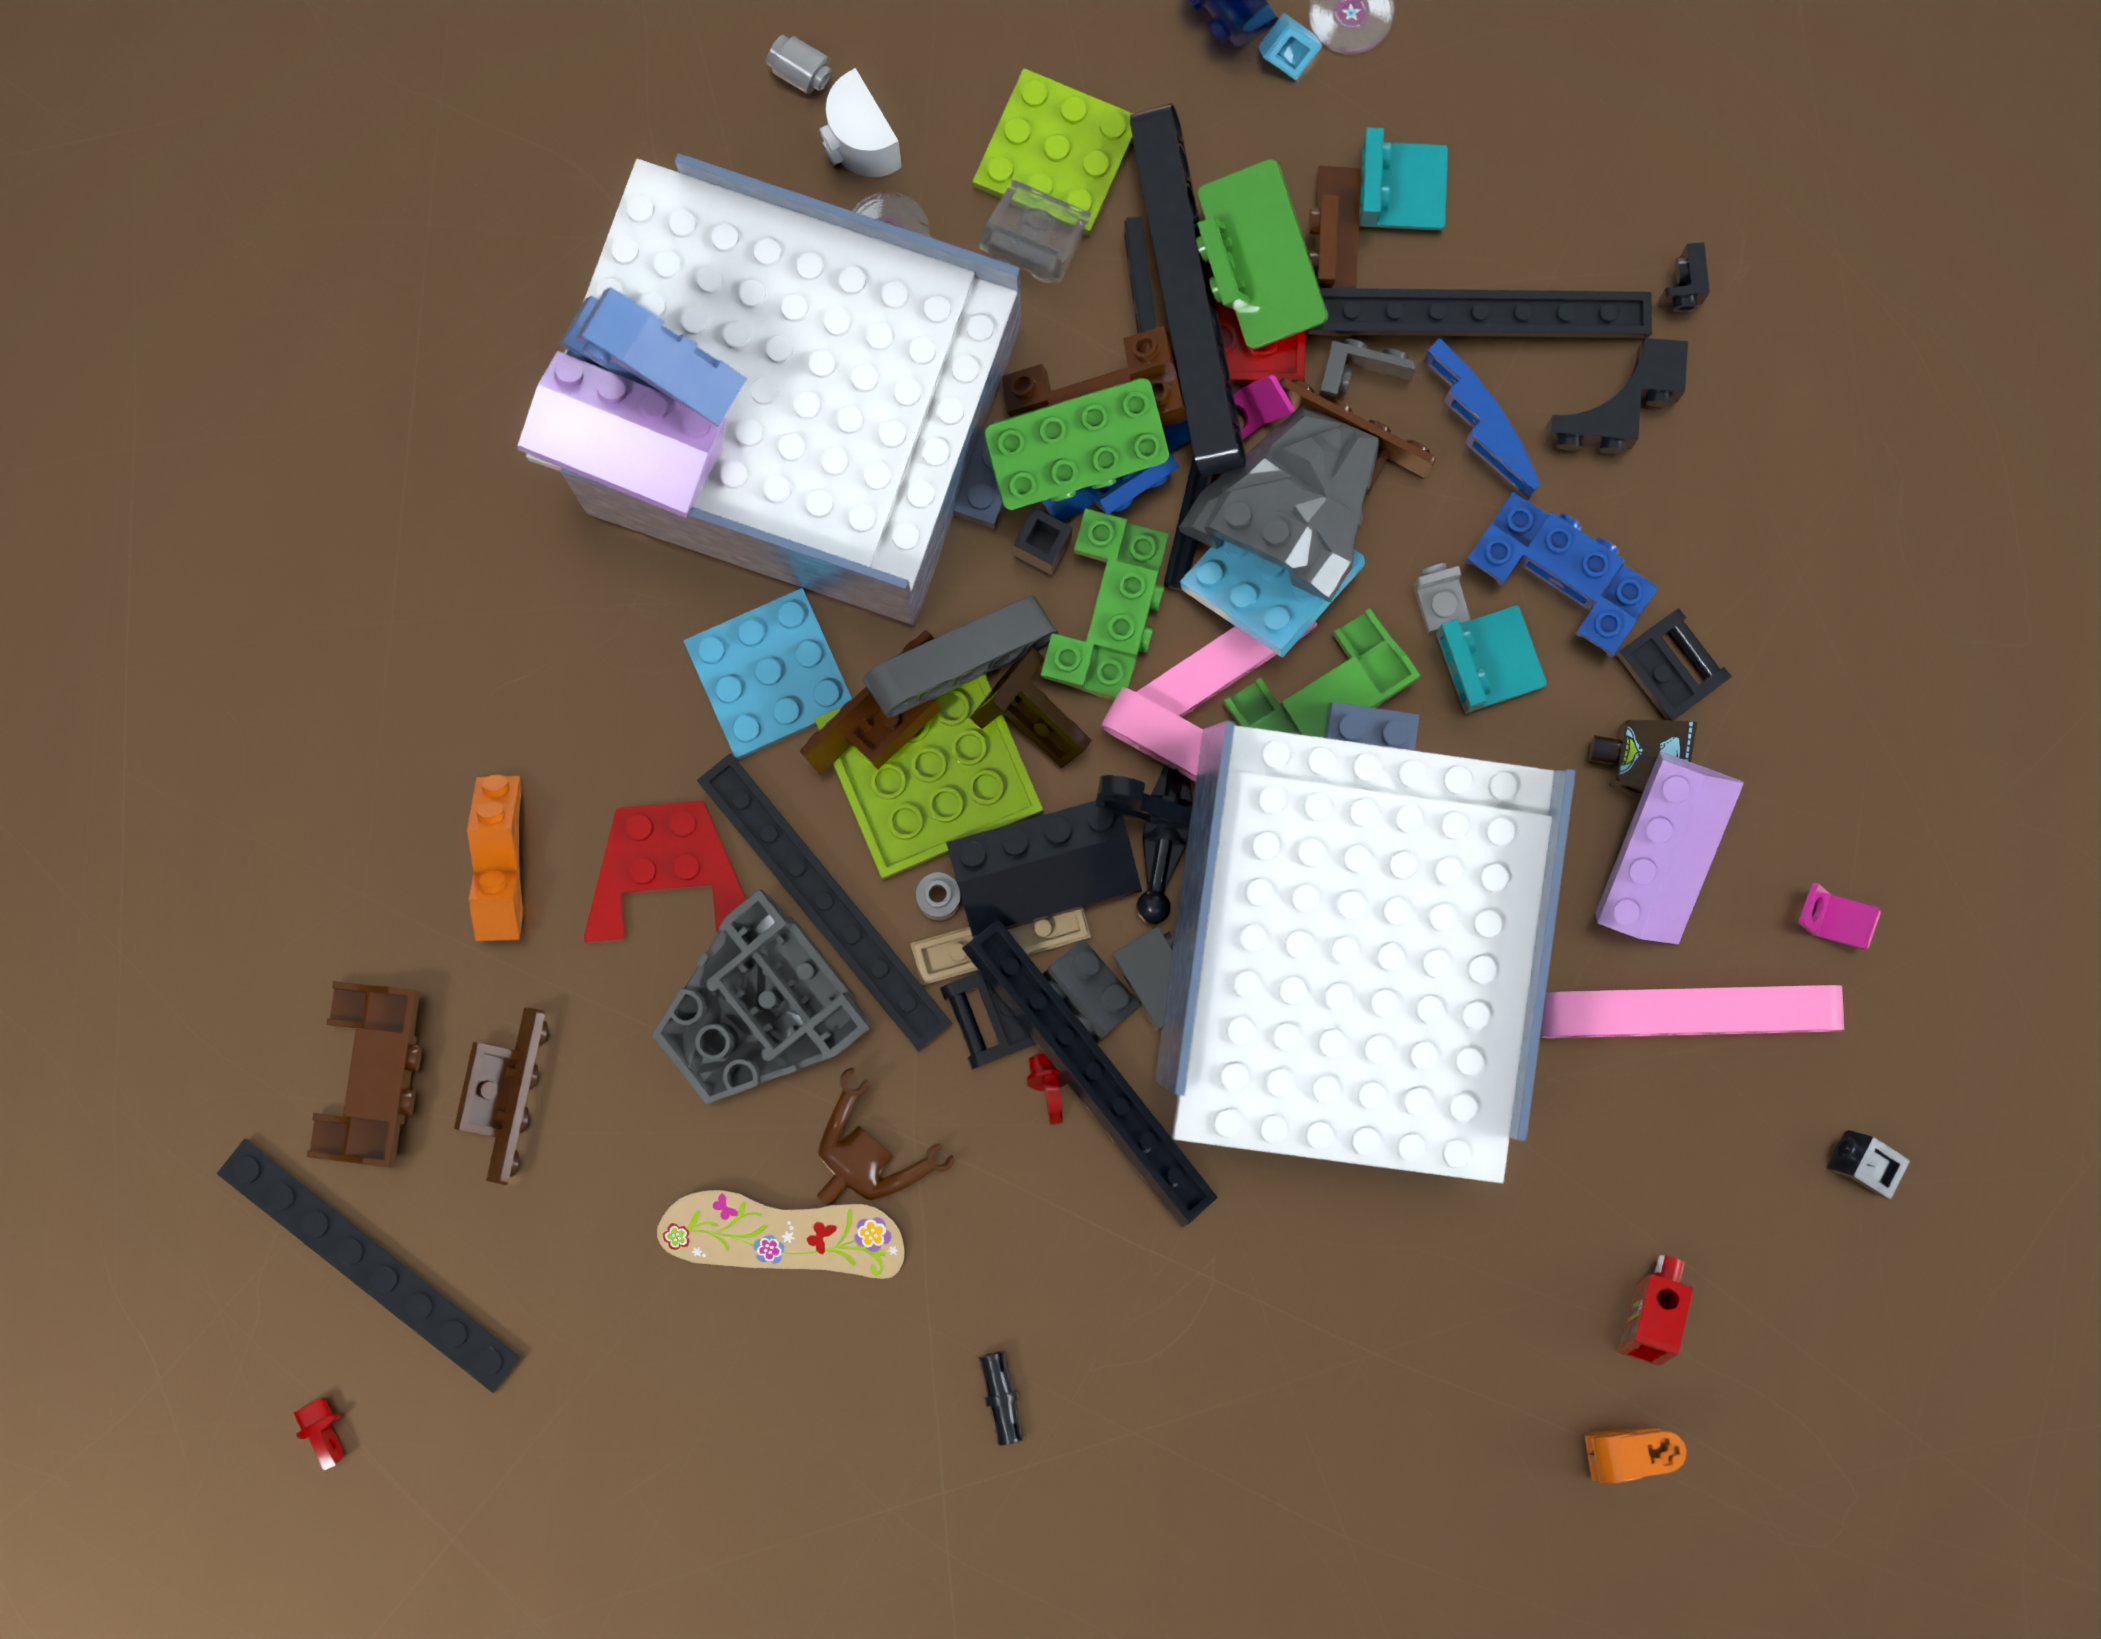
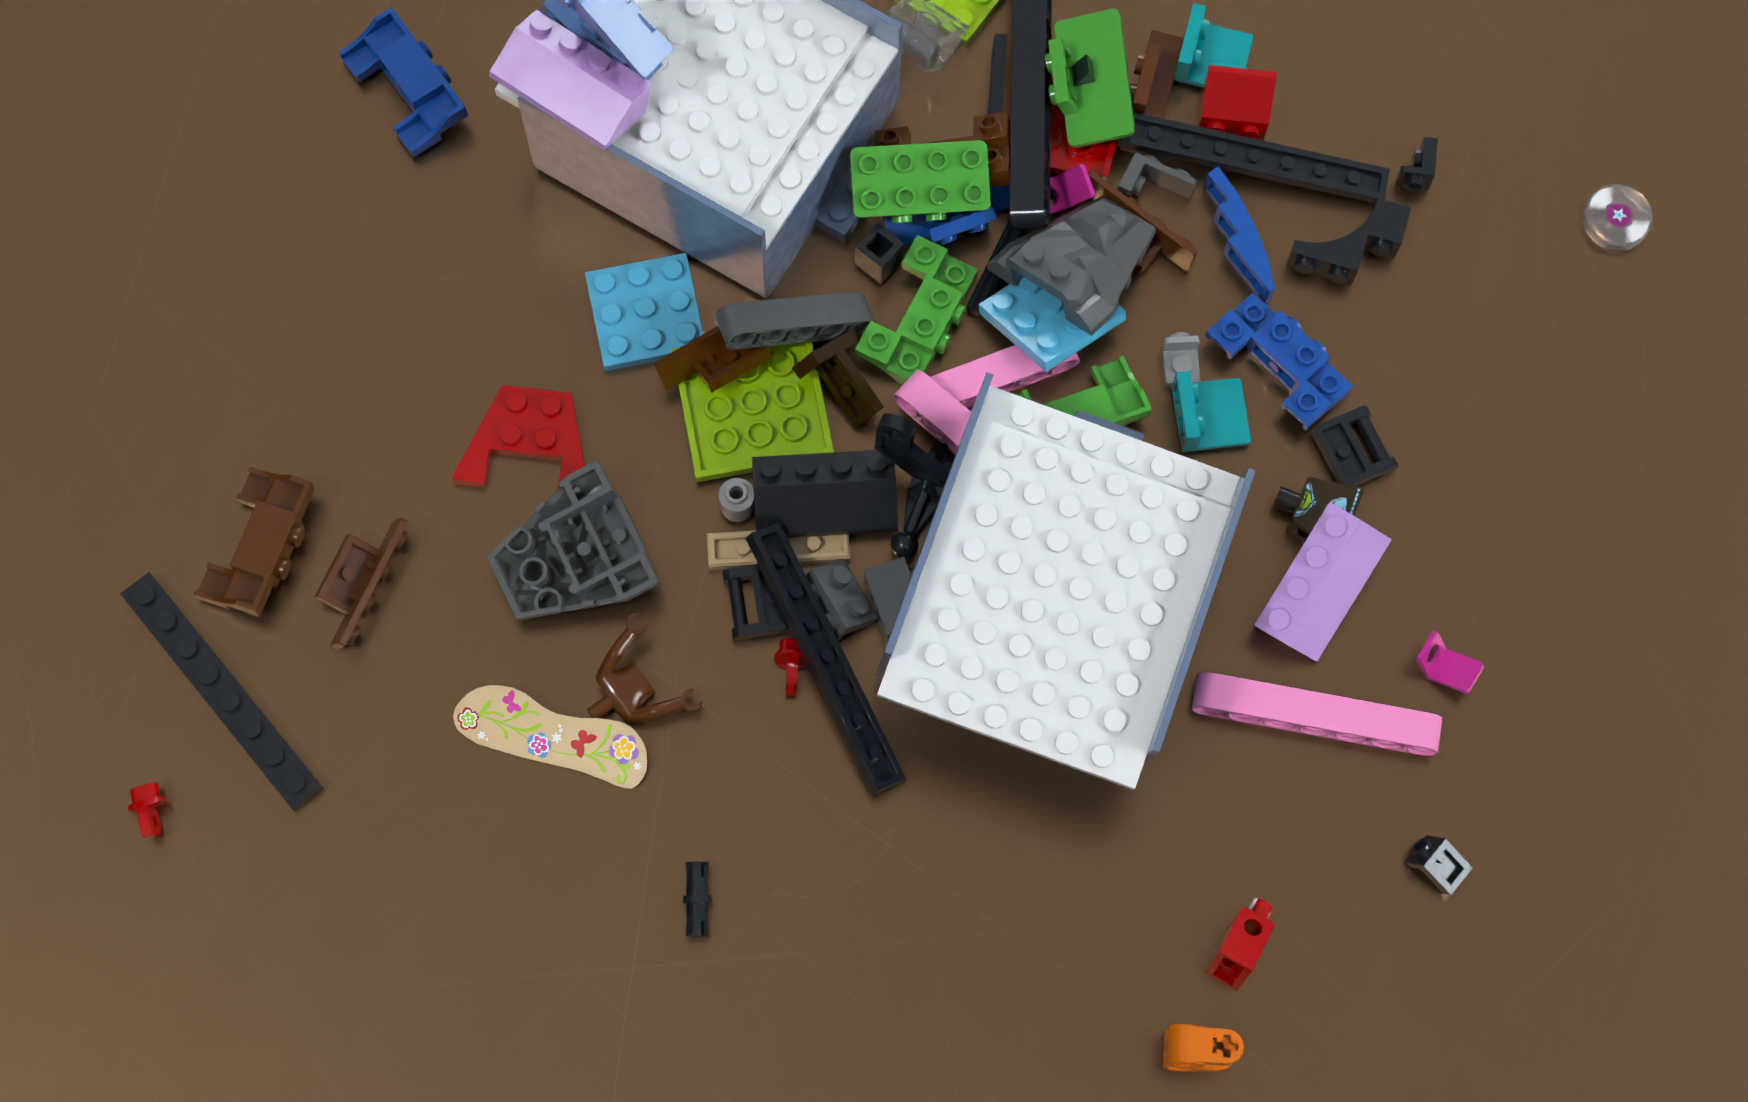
camera: 10 degrees right, 10 degrees down
(394, 412) = (408, 65): none -> blue bracket
(494, 852) = (399, 396): orange arch -> none
(824, 902) = (647, 489): black plate -> none
(1247, 250) = (1083, 71): none -> black piece
(1445, 247) = (1237, 100): none -> red slope
(1942, 292) = (1617, 217): none -> clear tile

